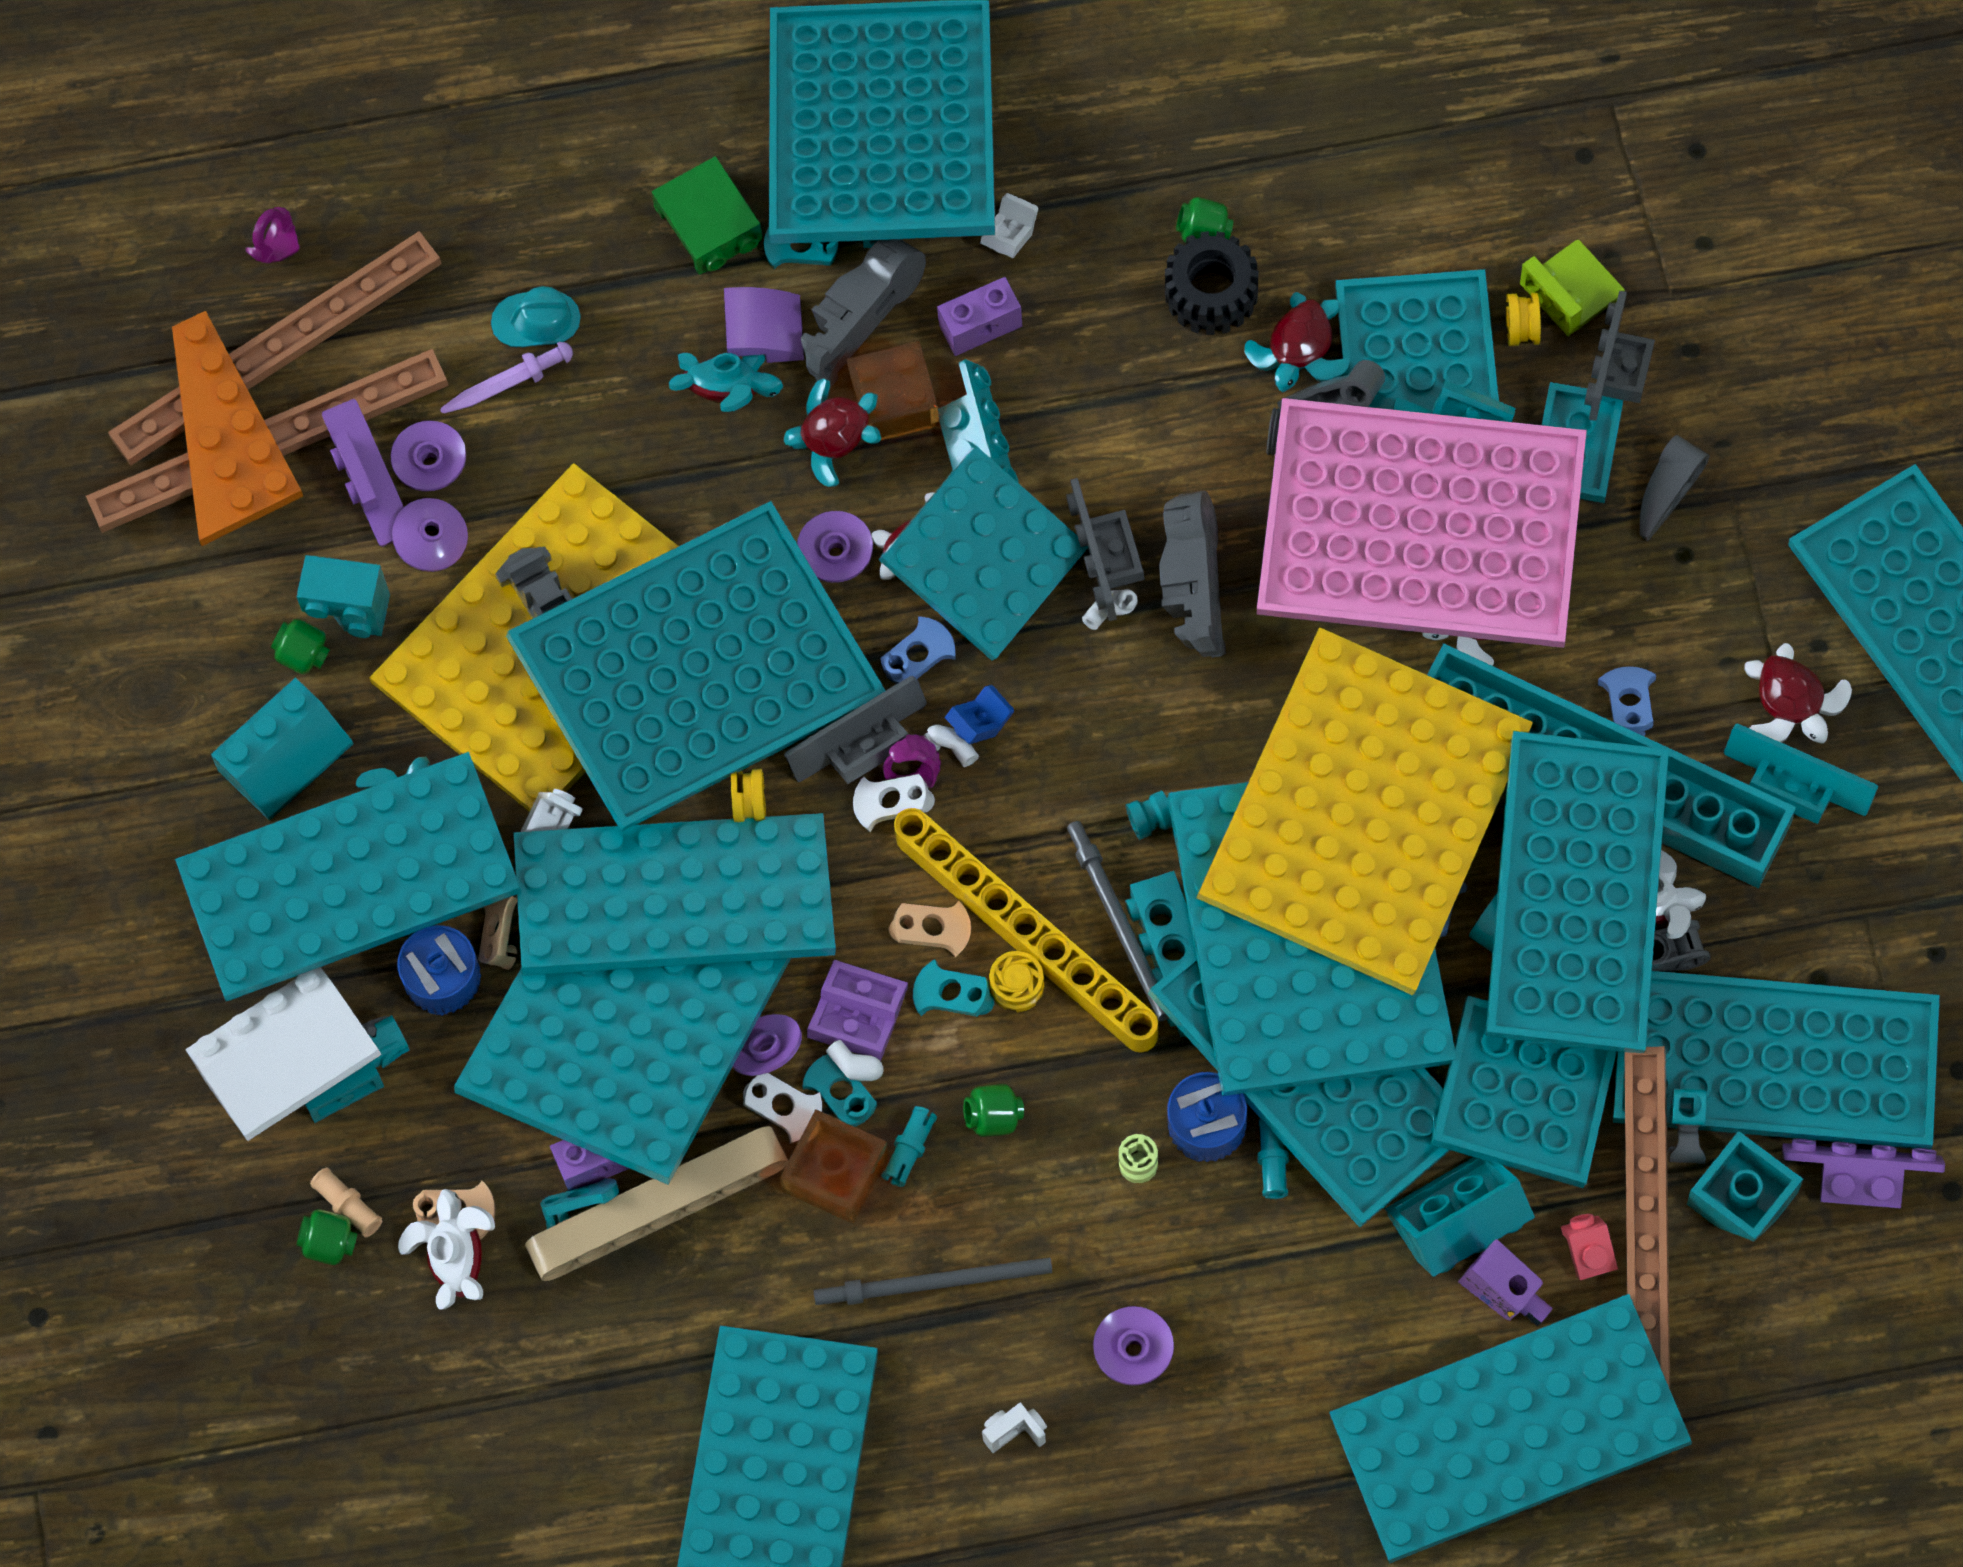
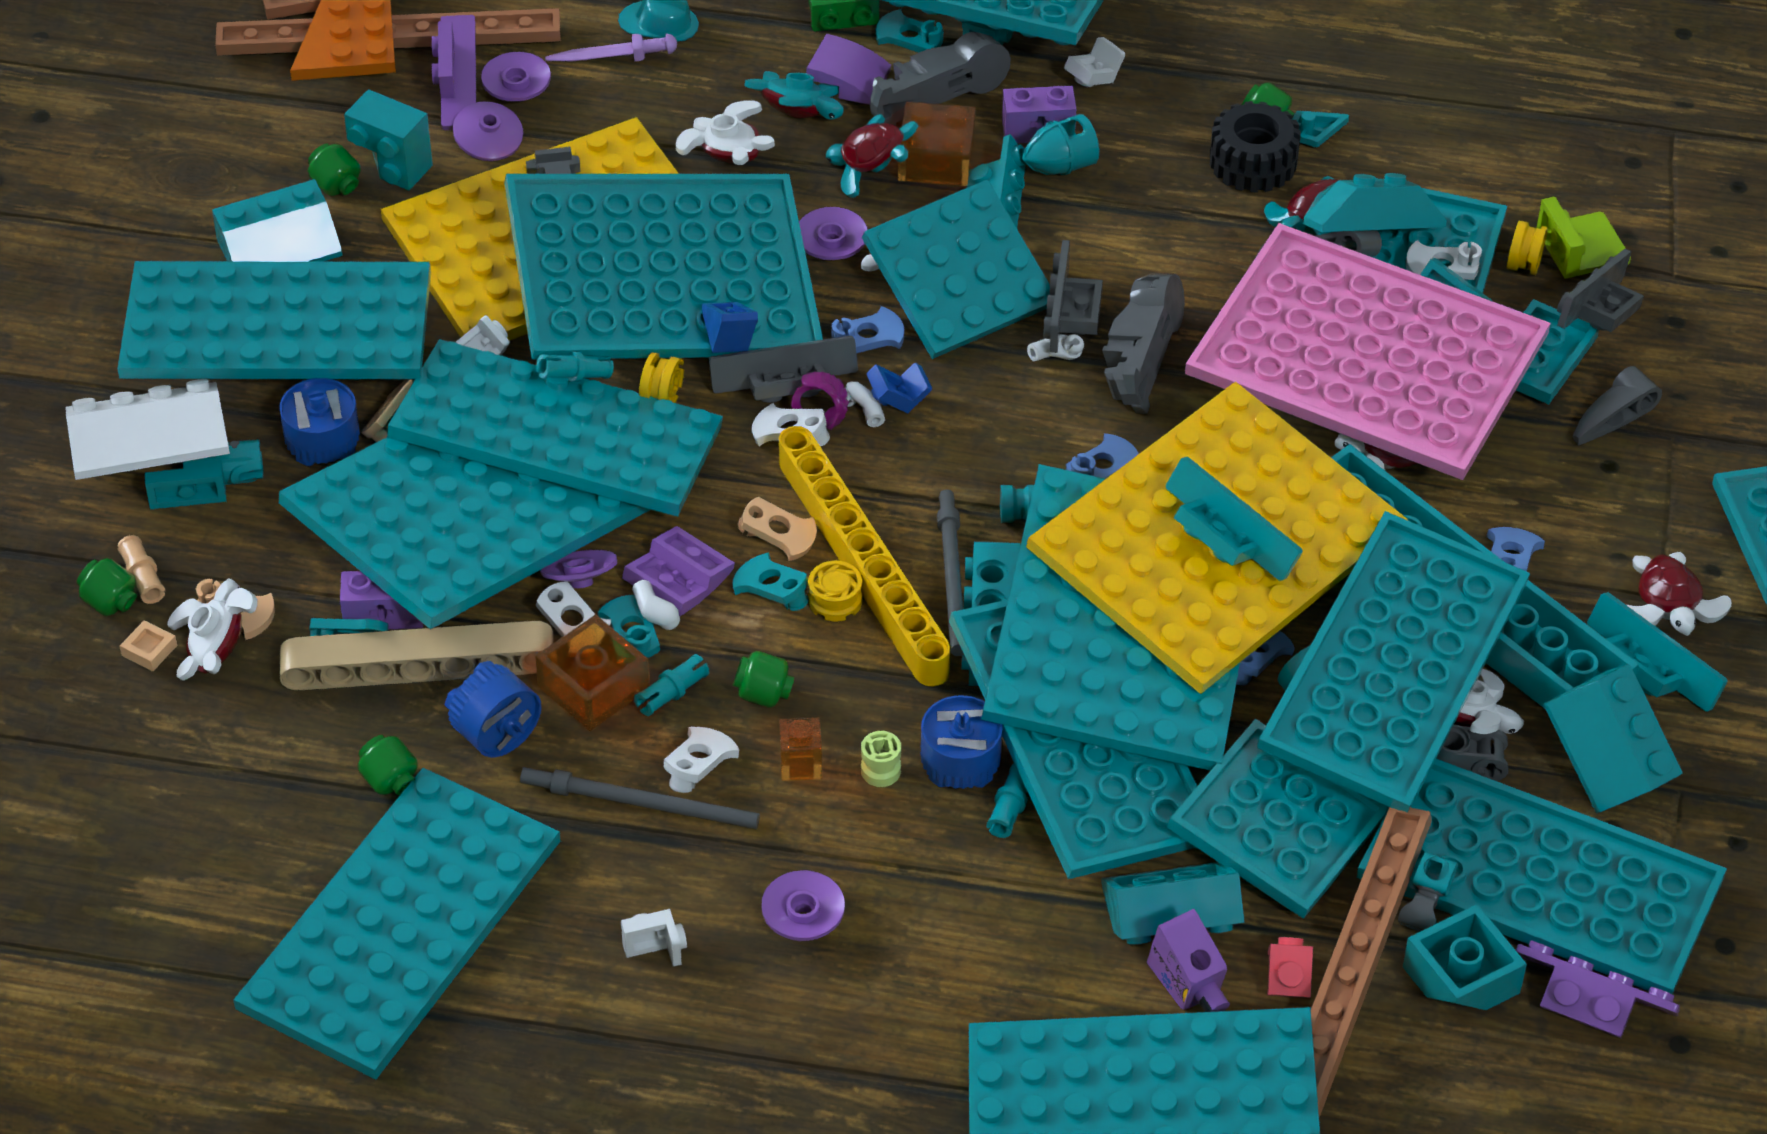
camera: 15 degrees right, 20 degrees down
(397, 1286) = (148, 645): none -> light nougat plate
(664, 823) = (574, 366): none -> teal pin
(680, 461) = (726, 135): none -> white animal
(688, 1337) = (387, 764): none -> green head
(763, 1245) = (493, 709): none -> blue piece
(792, 713) = (729, 326): none -> blue slope
(962, 1236) = (688, 770): none -> white piece
(1018, 358) = (1059, 150): none -> teal helmet
(1061, 1177) = (800, 749): none -> clear orange brick
(1213, 710) = (1113, 448): none -> medium blue piece
(1259, 225) = (1319, 126): none -> teal piece
(1359, 343) = (1373, 205): none -> teal wedge
(1378, 812) = (1228, 523): none -> teal bracket
(1428, 380) = (1419, 256): none -> white piece
(1798, 898) = (1613, 738): none -> teal slope

